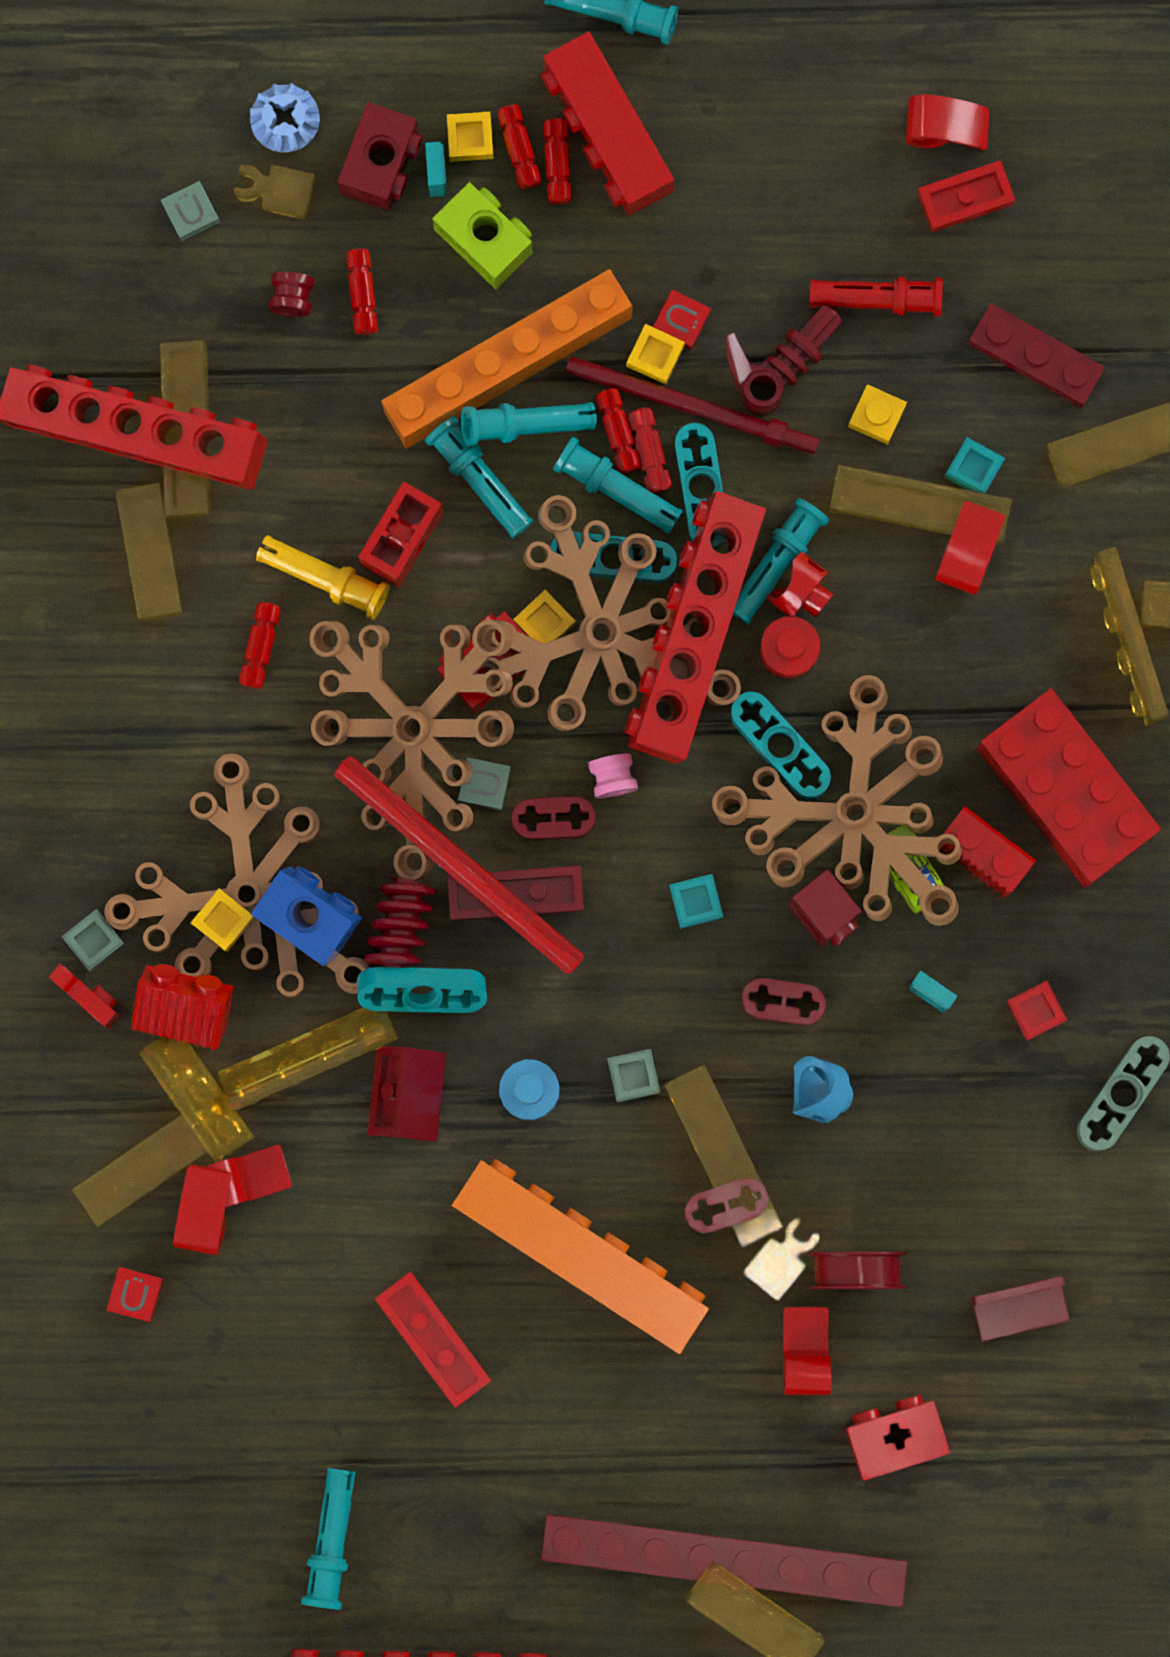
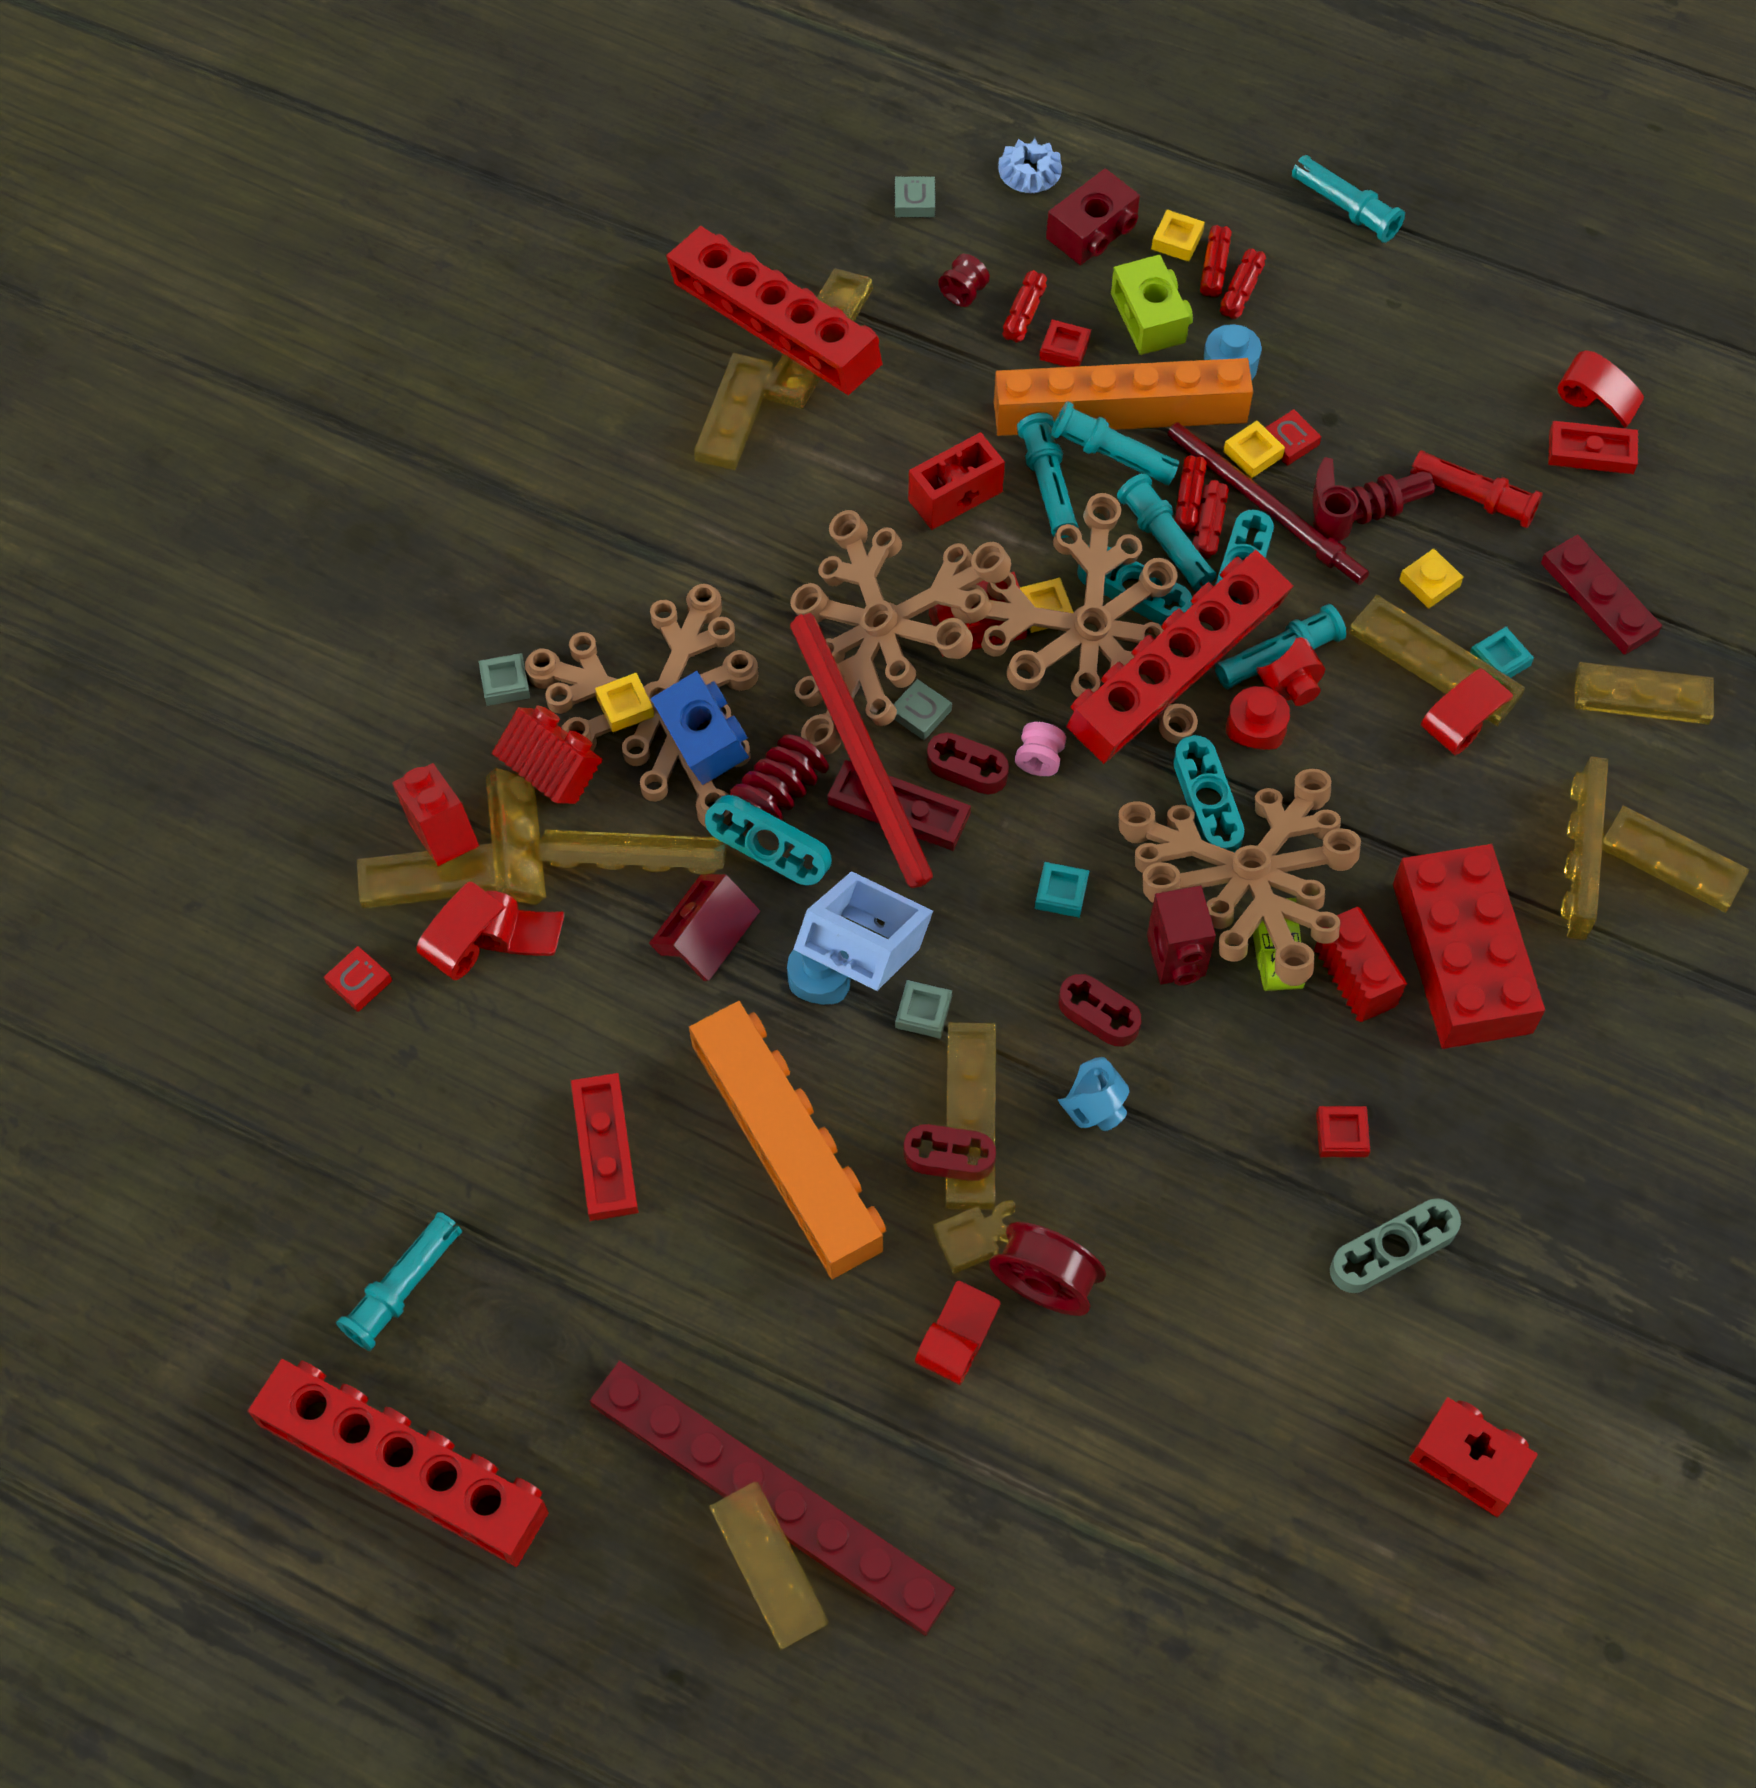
camera: 25 degrees right, 20 degrees down
(95, 1002) = (474, 721): red plate -> none
(120, 1118) = (435, 814): none -> red brick
(259, 645) = (786, 519): red axle -> none
(283, 191) = (996, 214): clear yellow plate -> none
(341, 583) = (883, 501): yellow pin -> none
(421, 315) = (1065, 344): none -> red tile
(436, 169) = (1137, 240): teal tile -> none
(575, 1074) = (871, 956): none -> light blue window
(585, 253) = (1233, 343): none -> dark azure piece
(607, 123) = (1300, 272): red brick -> none
(923, 1443) = (1033, 1461): brick -> none
(932, 992) = (1249, 1062): teal tile -> none
(1020, 1308) = (1195, 1392): dark red panel -> none

